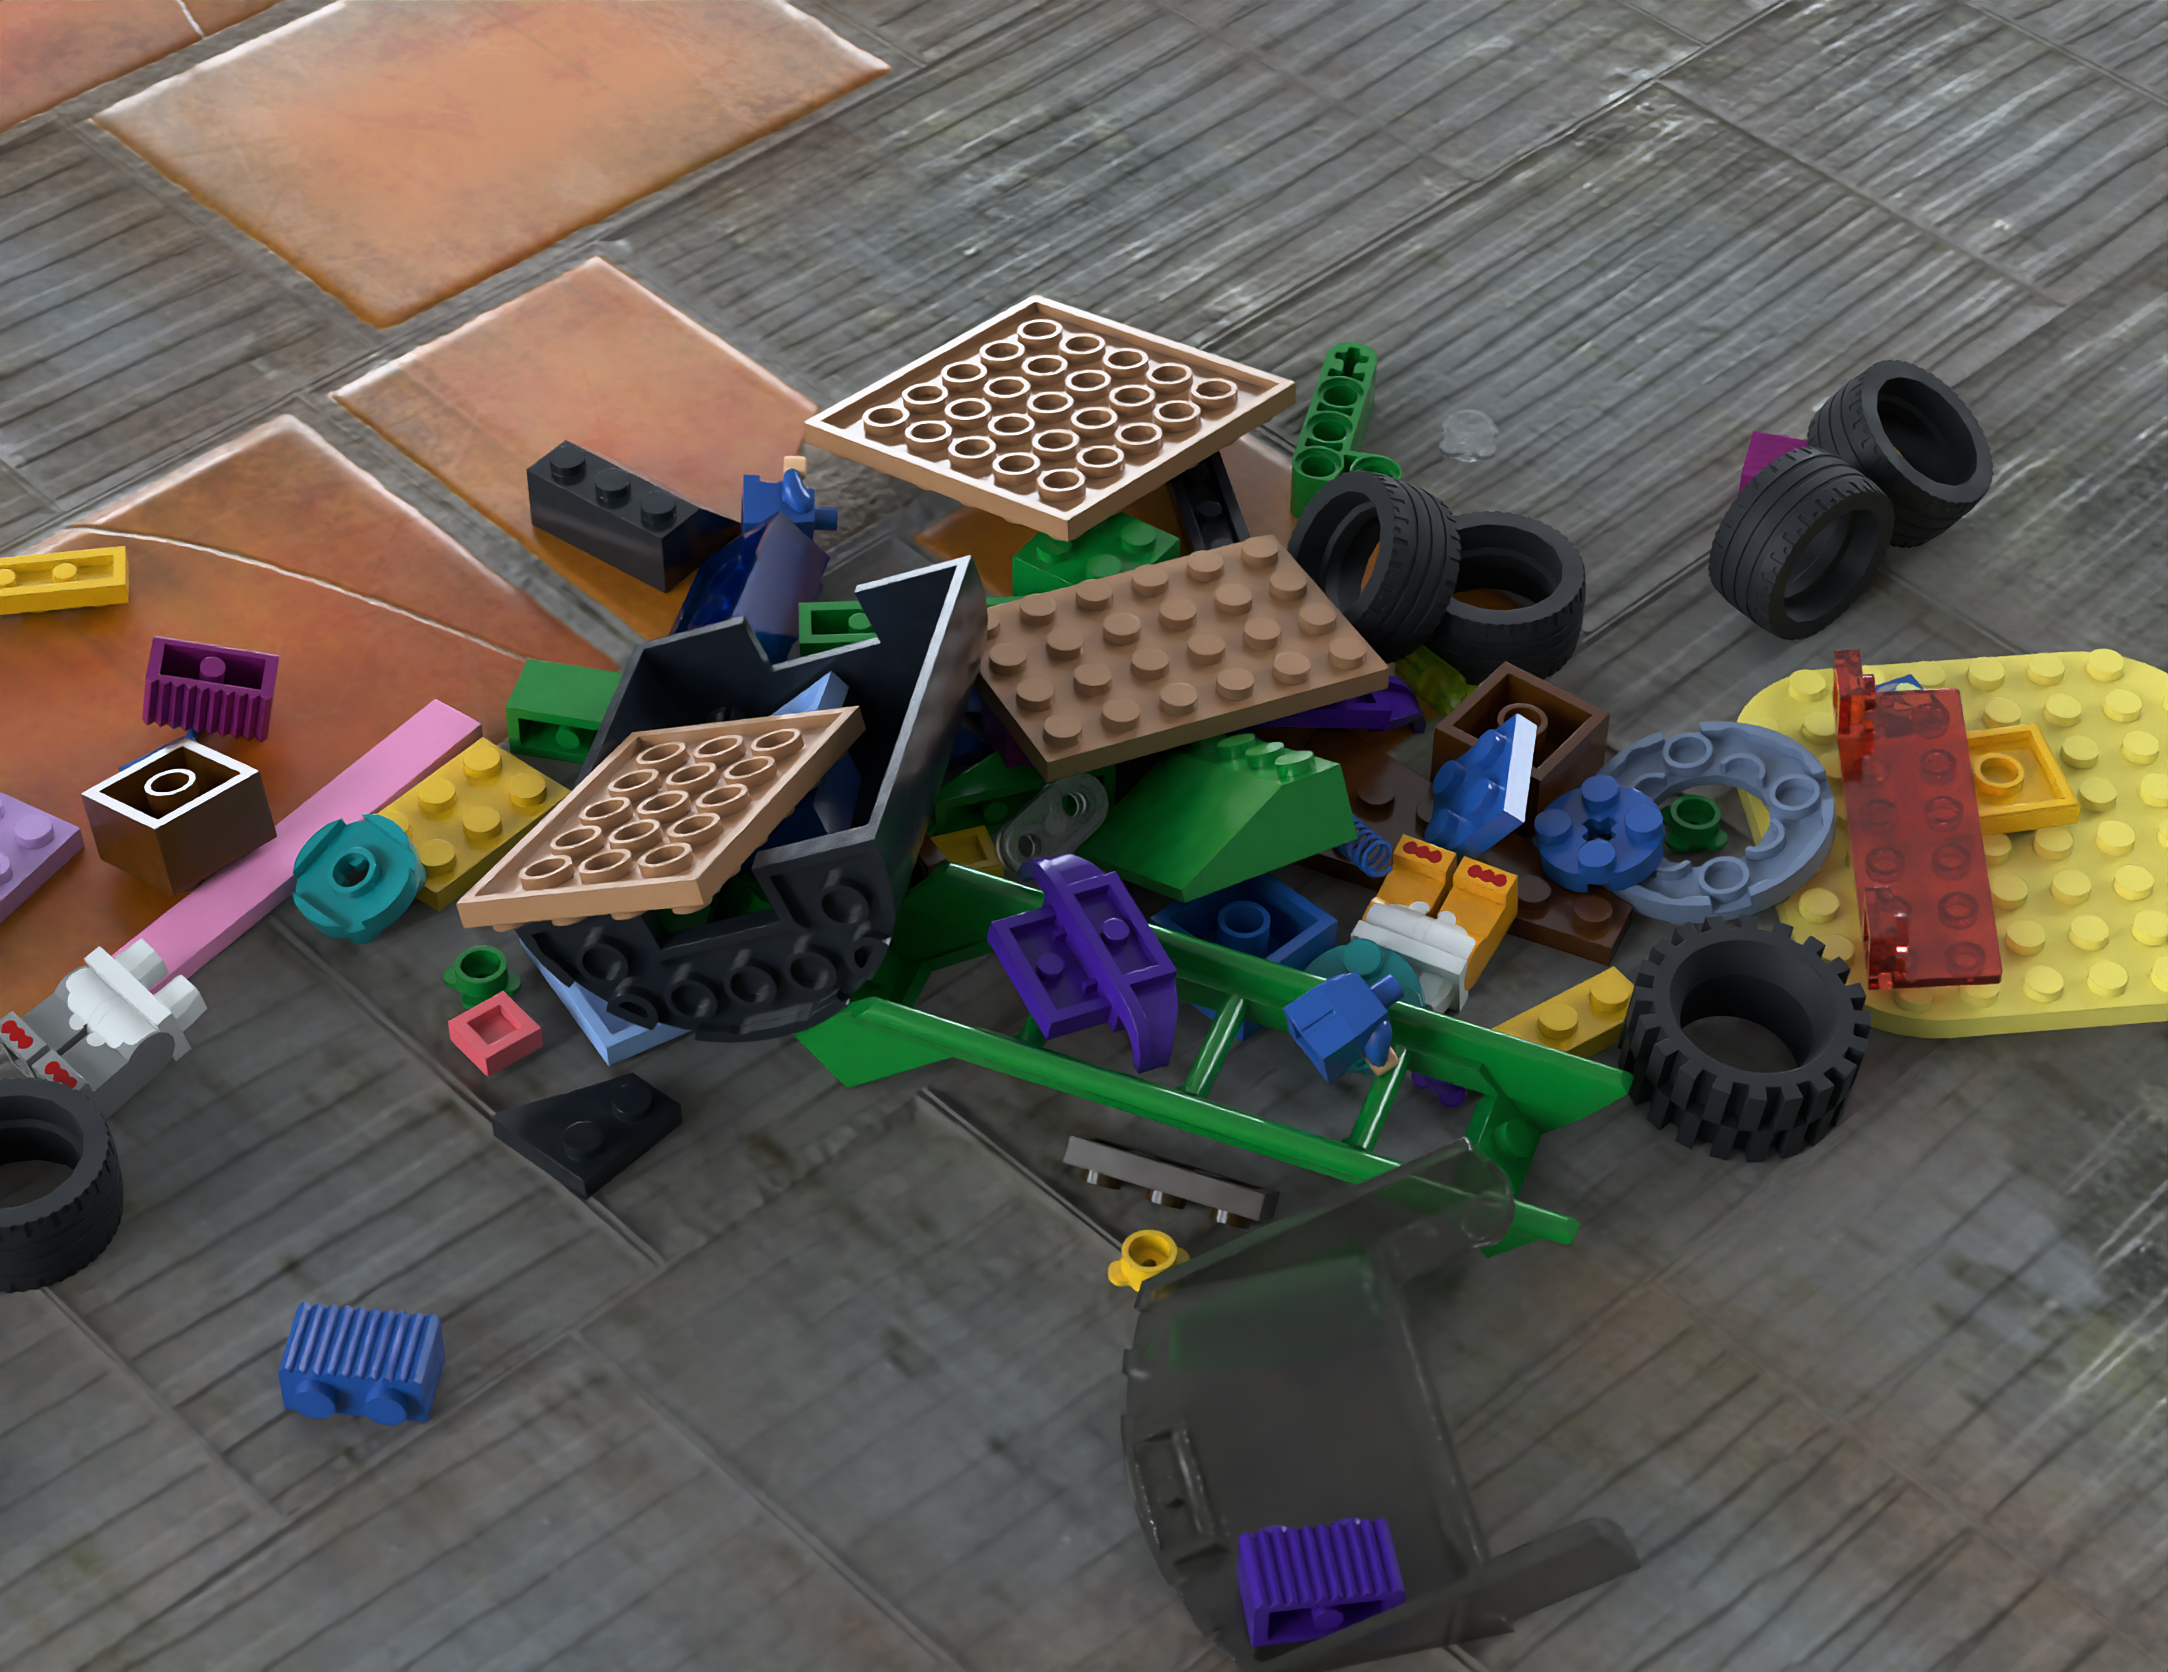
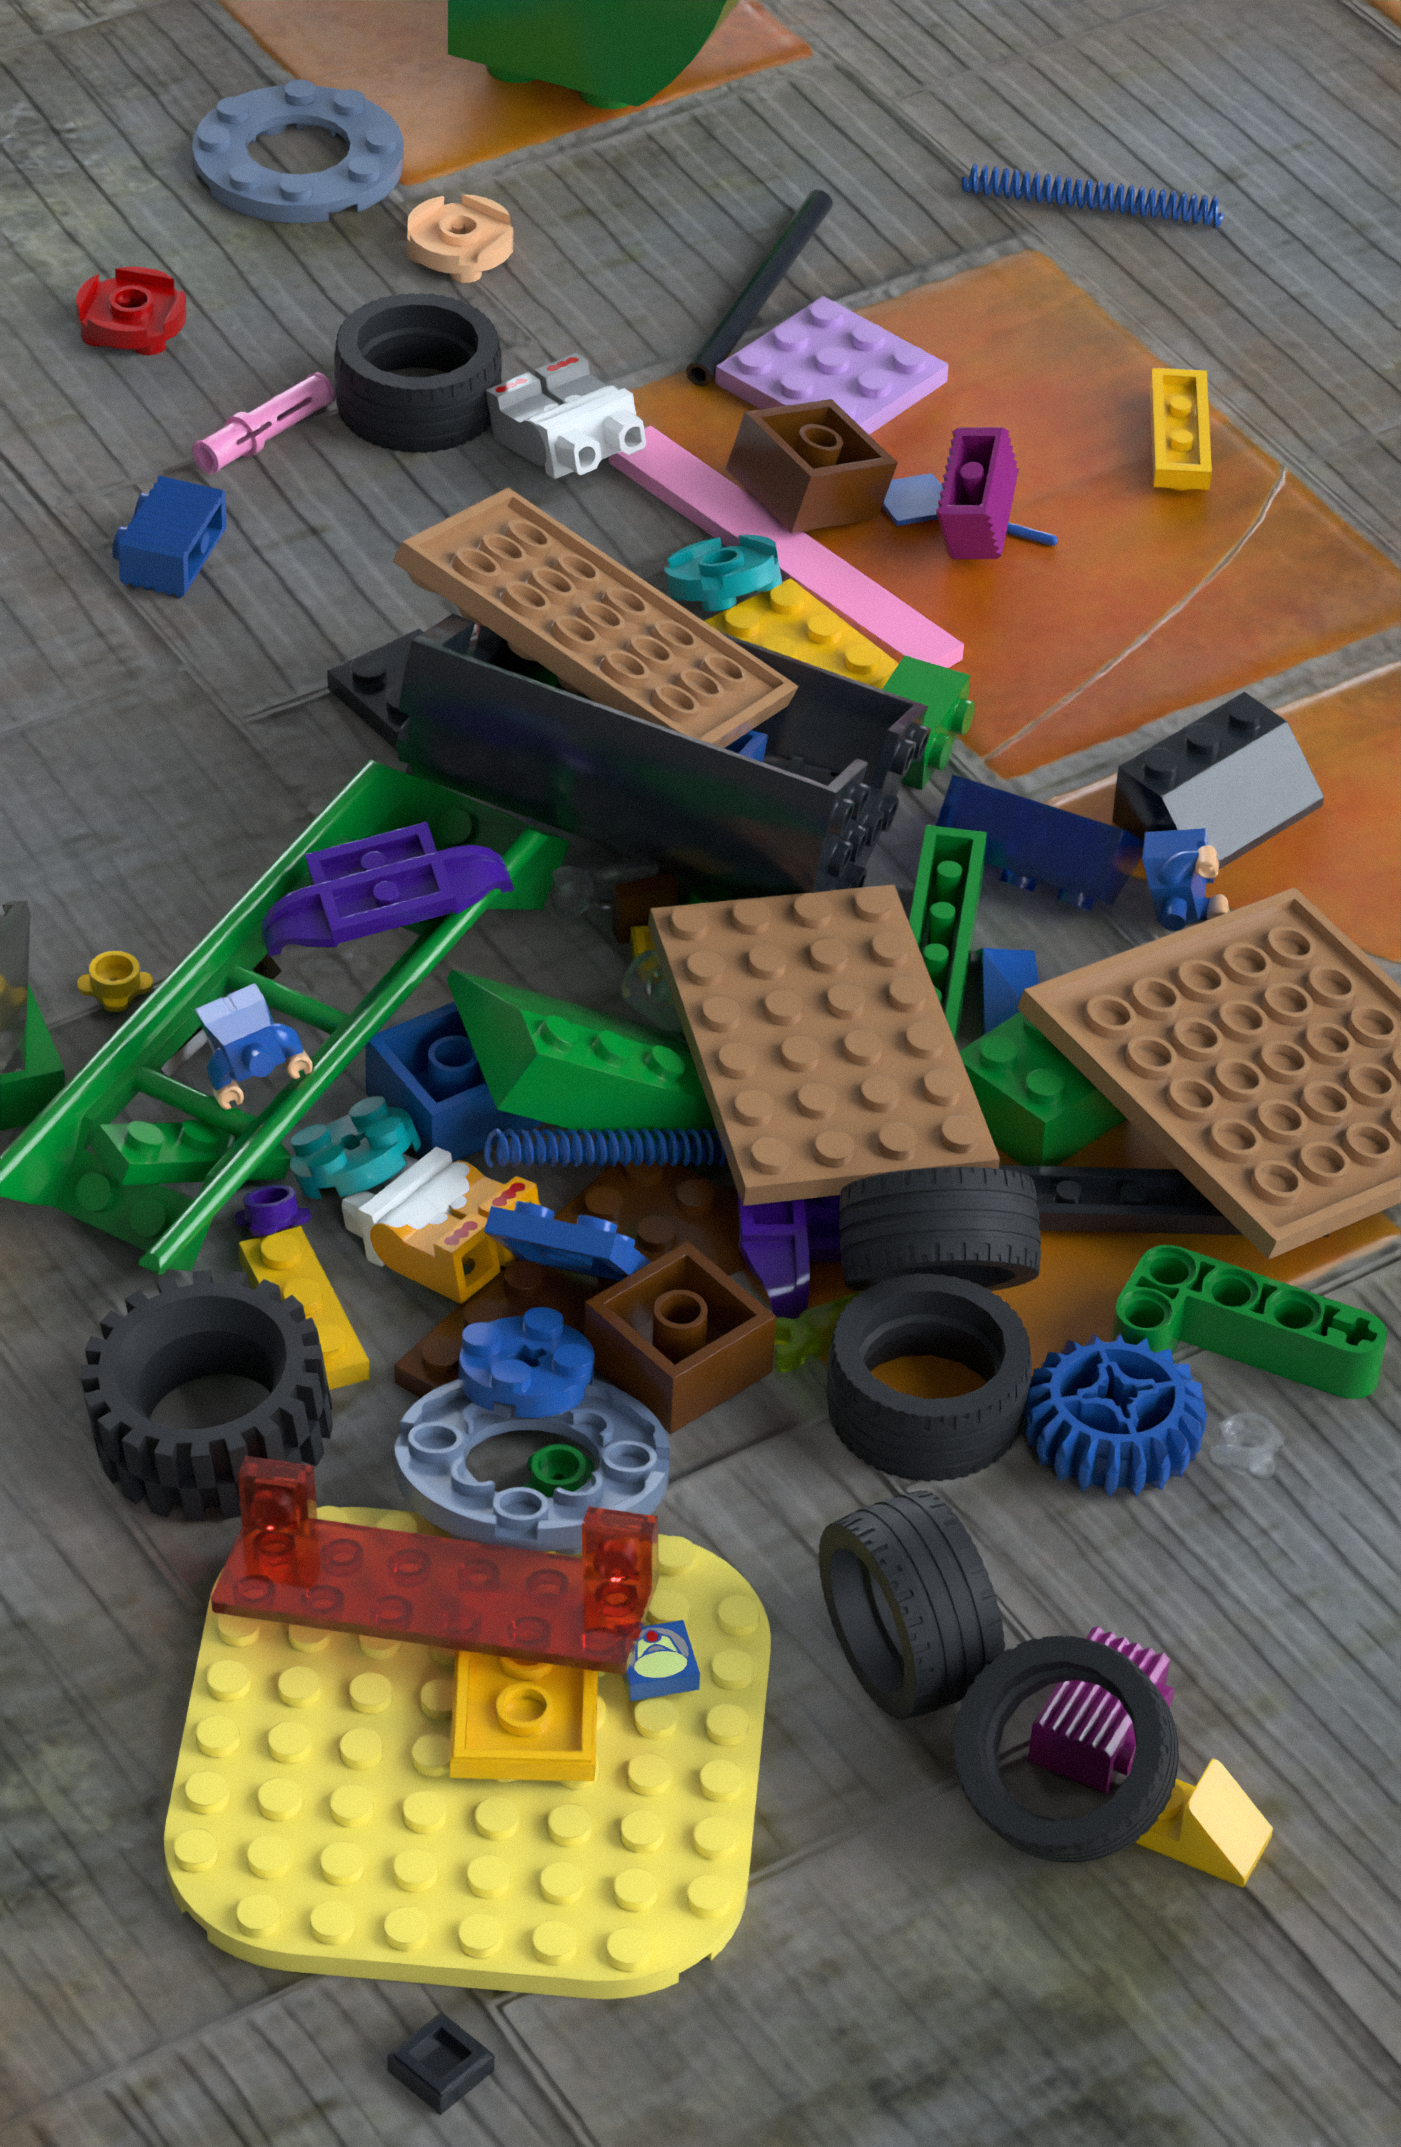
camera: 100 degrees right, 0 degrees up
(131, 1340) = (248, 432): none -> bright pink pin
(1419, 1118) = (173, 1152): none -> green plate
(1485, 478) = (1115, 1414): none -> blue gear

